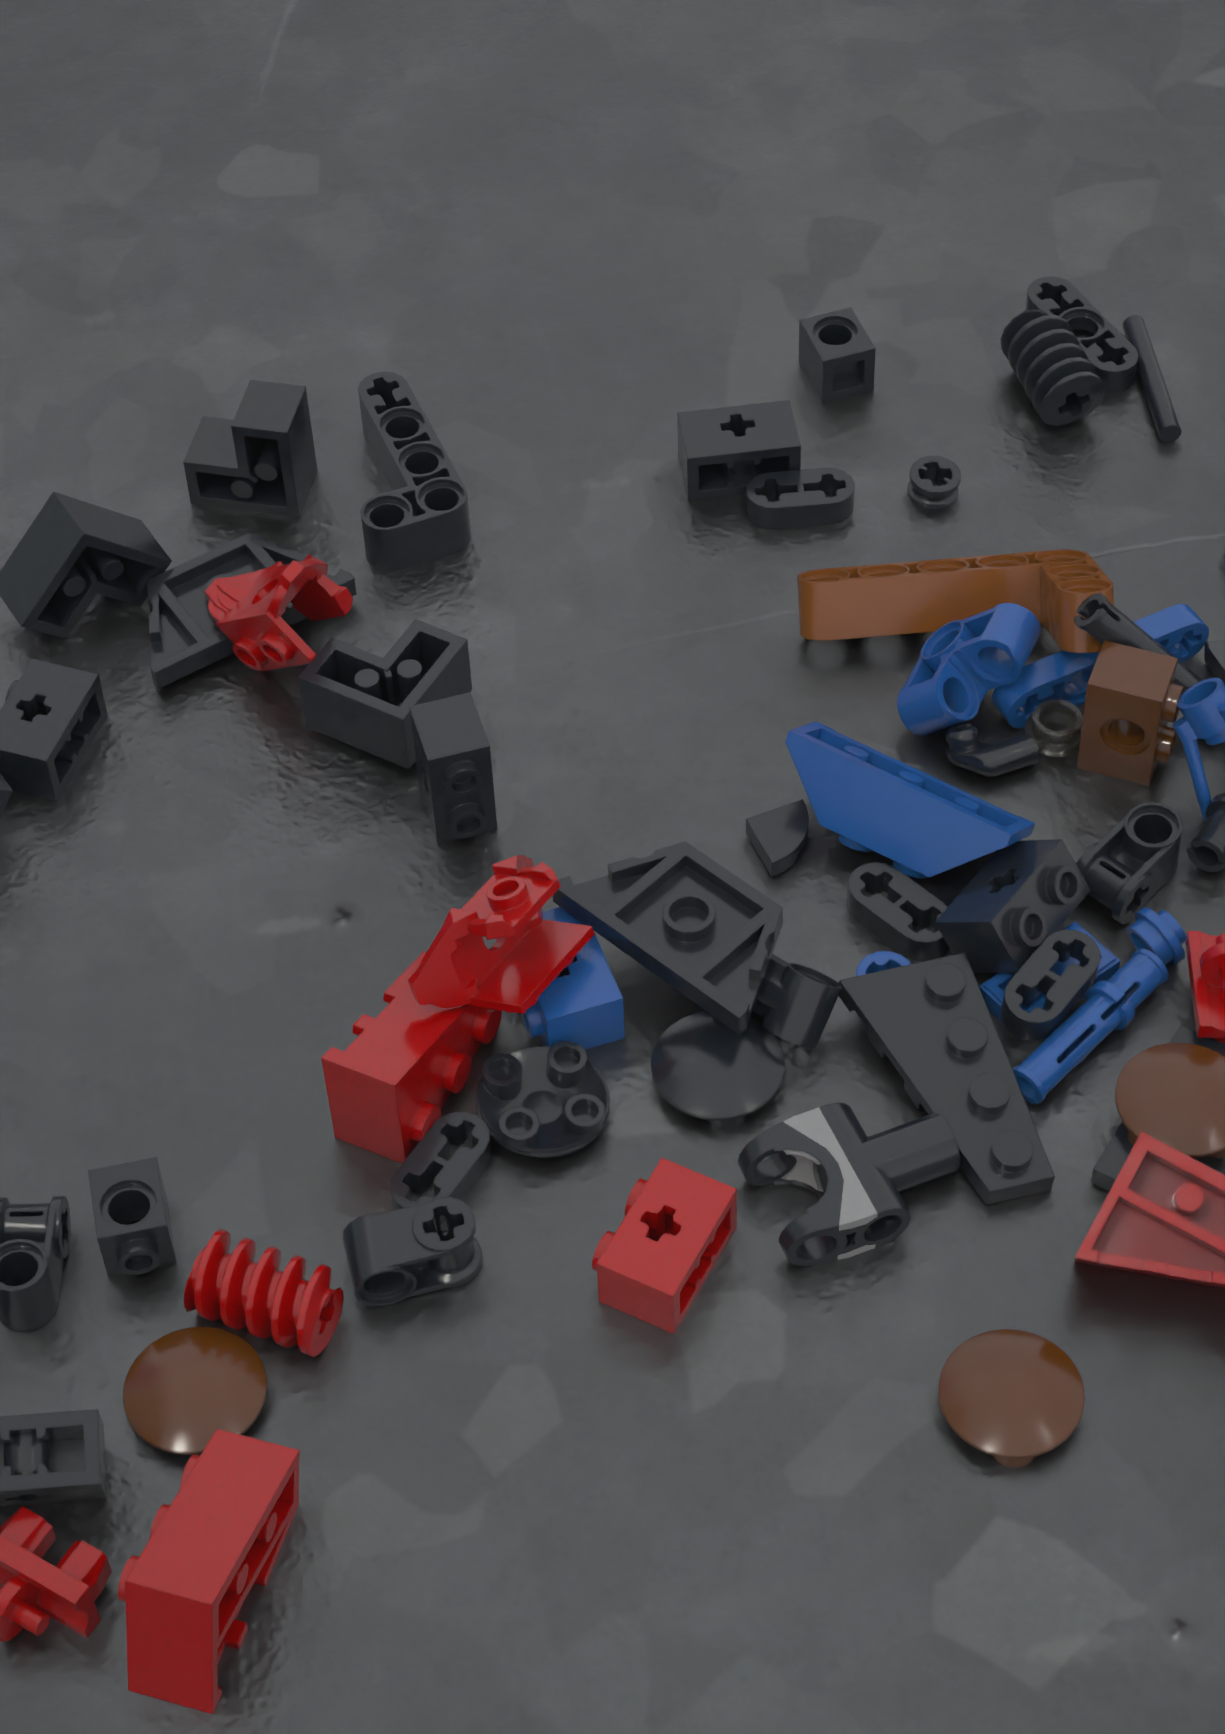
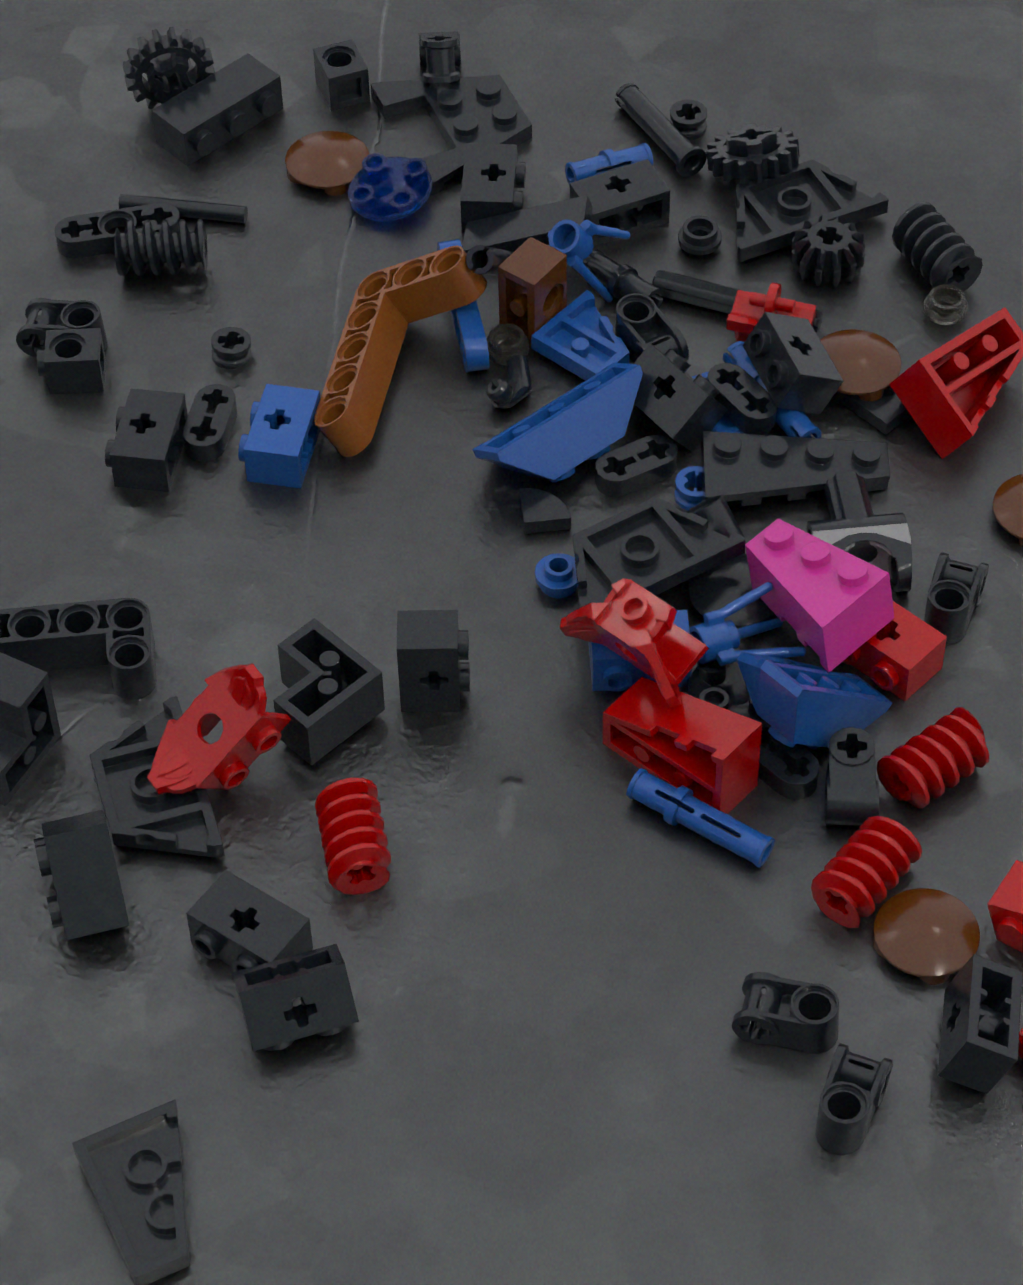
camera: 75 degrees left, 0 degrees up
(126, 1195) = (770, 922): black brick -> none
(193, 775) = (353, 836): none -> red piece
(308, 1121) = (650, 790): none -> blue pin
(465, 1341) = (934, 759): none -> red piece
(509, 1151) = (806, 701): none -> blue wedge
(585, 1041) = (724, 637): none -> blue plant
(666, 1115) = (820, 590): none -> dark pink wedge
(778, 548) = (280, 436): none -> blue brick
(787, 1308) = (953, 596): none -> black piece
(892, 332) = (56, 316): none -> black piece
(963, 664) = (450, 340): blue piece -> none
(1095, 793) = (580, 339): none -> blue wing
(1155, 1000) = (792, 363): none -> black brick
(1158, 934) = (712, 342): blue plate -> none

